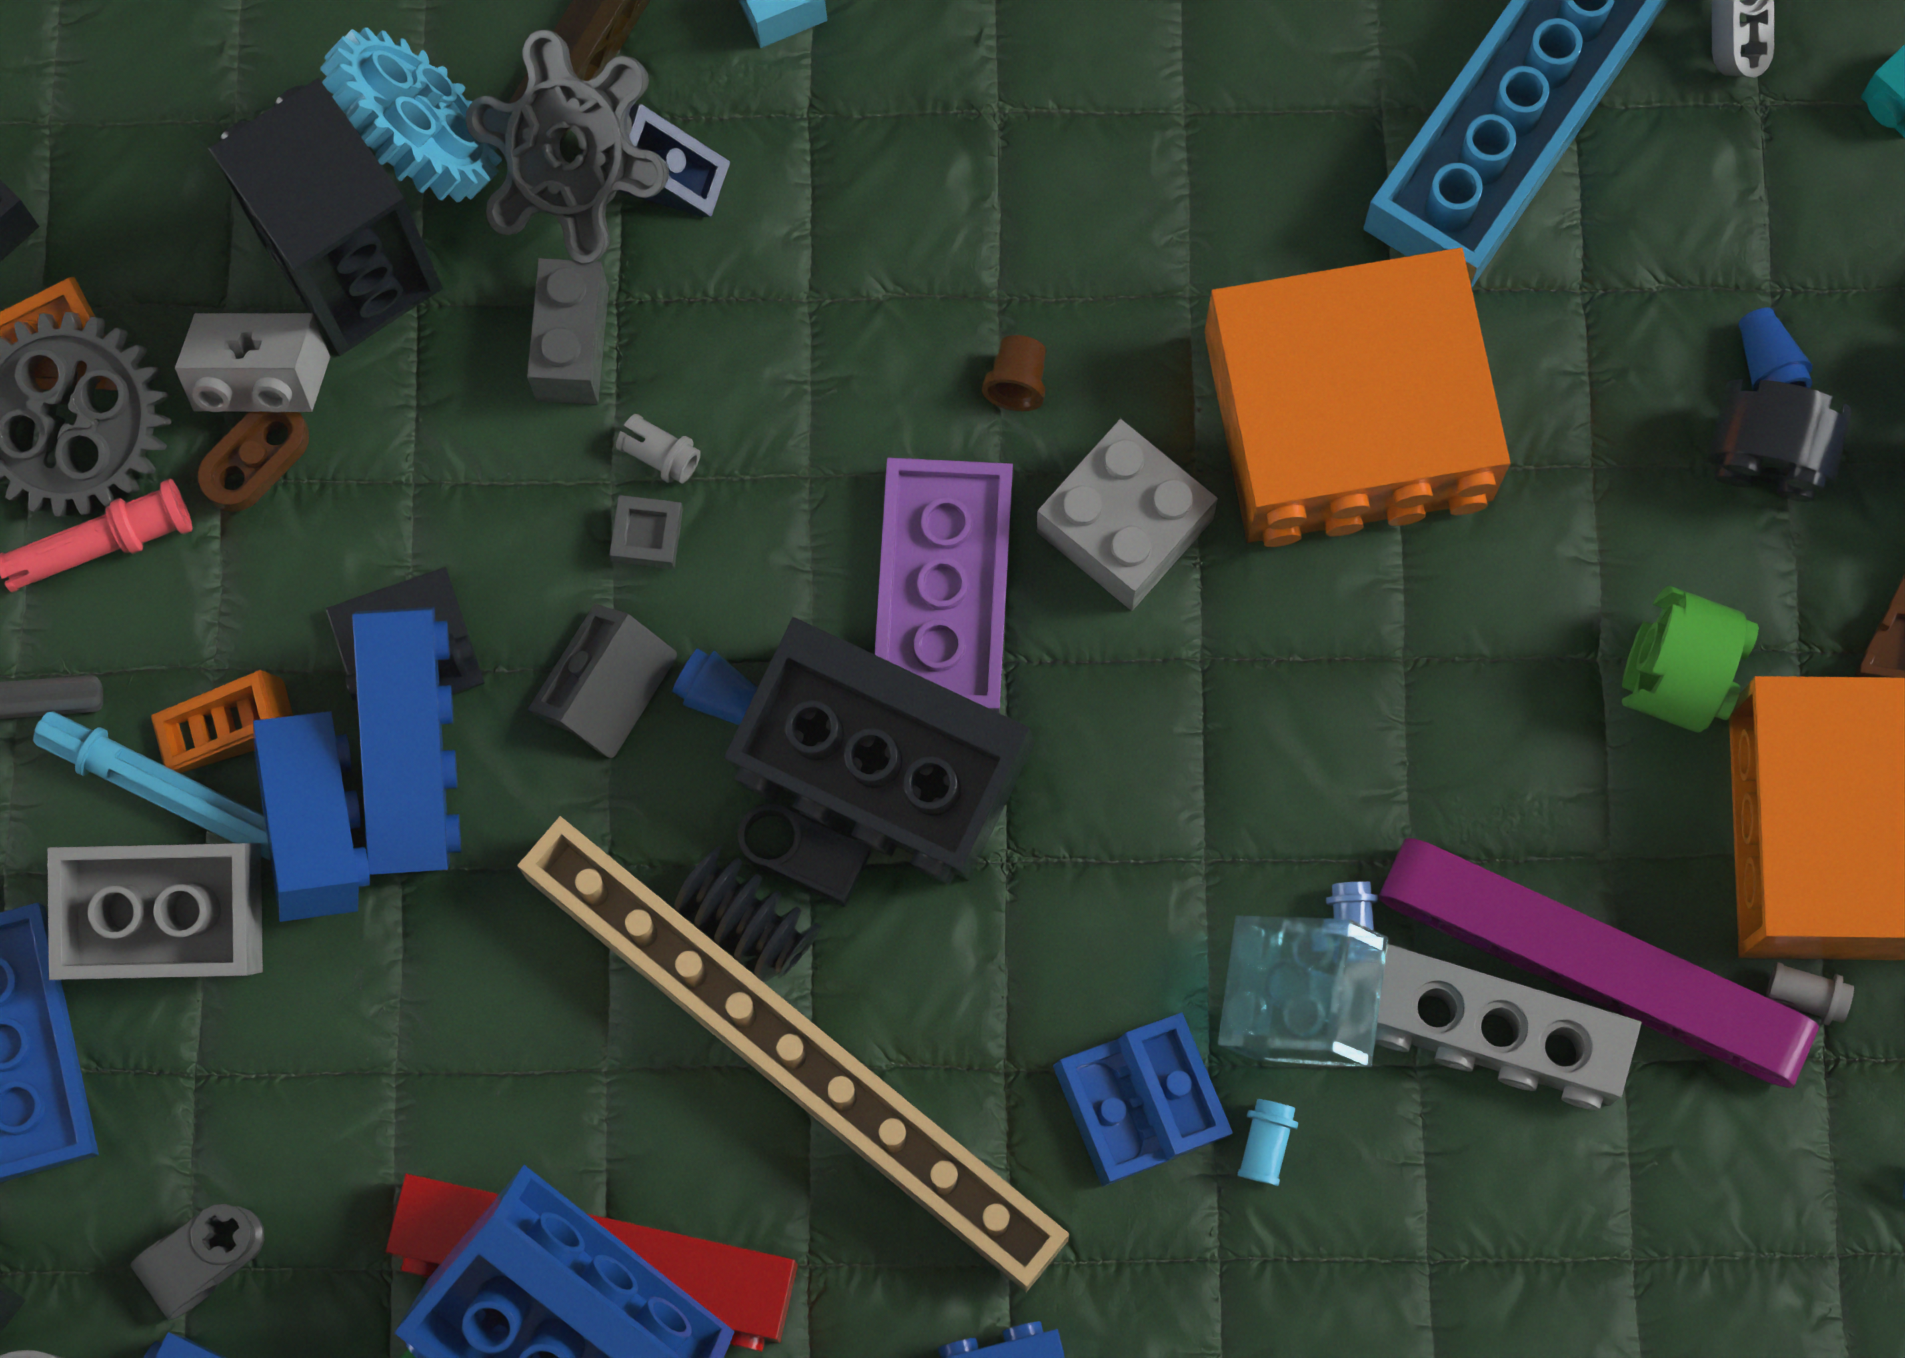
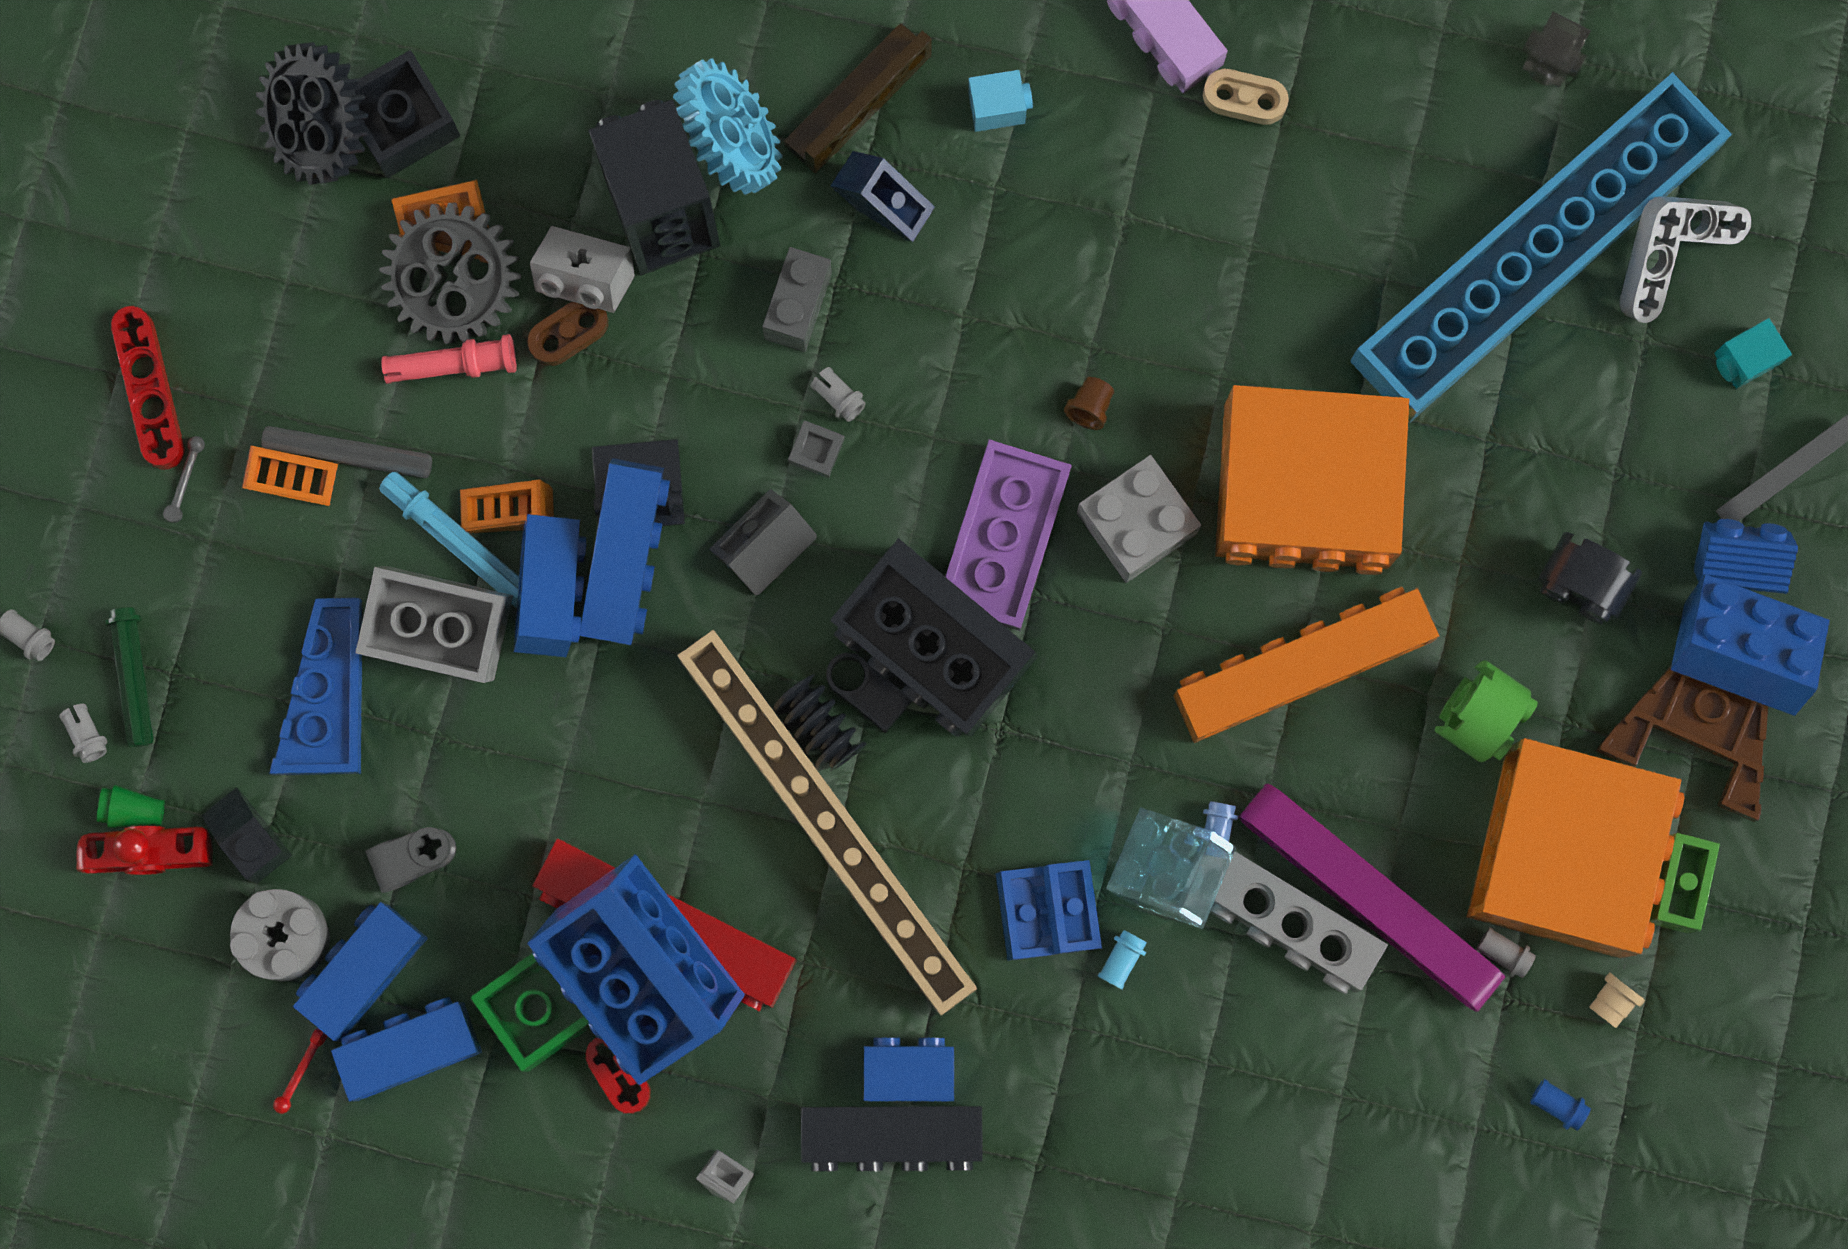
camera: 10 degrees right, 5 degrees up
(531, 136) = (803, 165): dark grey plate -> none
(714, 687) = (837, 567): blue cone -> none
(1414, 659) = (1306, 664): none -> orange brick
(1772, 350) = (1602, 518): blue cone -> none

